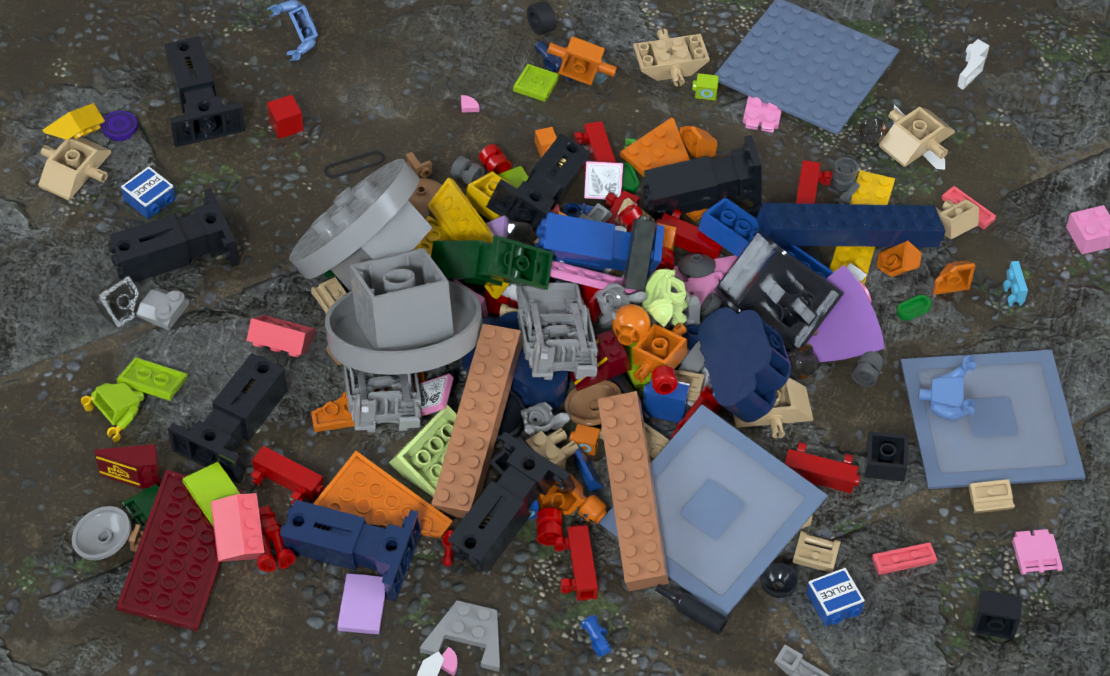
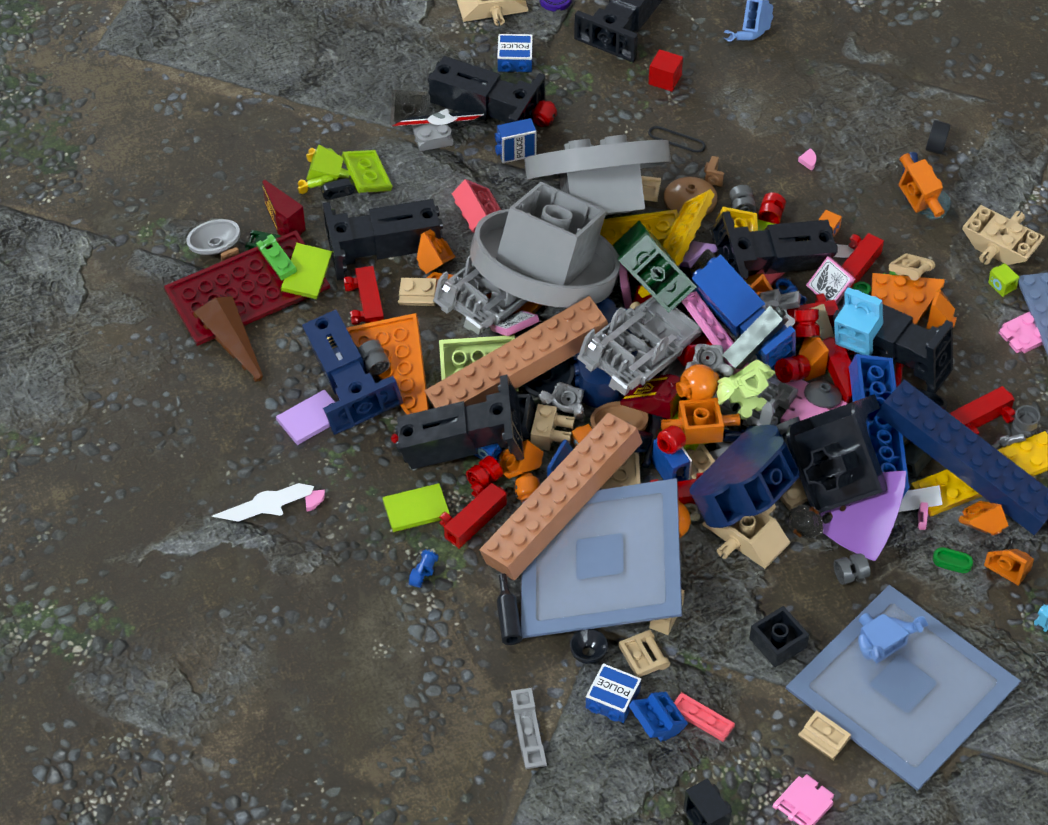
camera: 50 degrees right, 0 degrees up
(147, 411) = (337, 189): none -> black beam
(158, 289) = (440, 118): none -> sticker
(182, 503) = (276, 257): none -> bright green plate
(204, 589) = (225, 322): none -> reddish brown wedge
(235, 220) = (544, 113): none -> red head
(237, 527) = (290, 301): coral slope -> none
(245, 258) = (515, 140): none -> piece
(271, 532) = (292, 340): red piece -> none
(297, 398) = (433, 252): none -> orange slope
(320, 436) = (417, 291): none -> tan plate
(370, 511) = (374, 357): none -> dark grey wheel
(471, 626) = (356, 489): light grey wing -> none
(530, 597) = (415, 507): none -> lime tile
(536, 82) = (878, 181): lime tile -> none
(635, 128) = (907, 265): none -> tan plate
(681, 188) = (858, 321): none -> medium azure bracket
(822, 470) = (720, 605): red brick -> none
(883, 582) = (658, 716): none -> blue brick

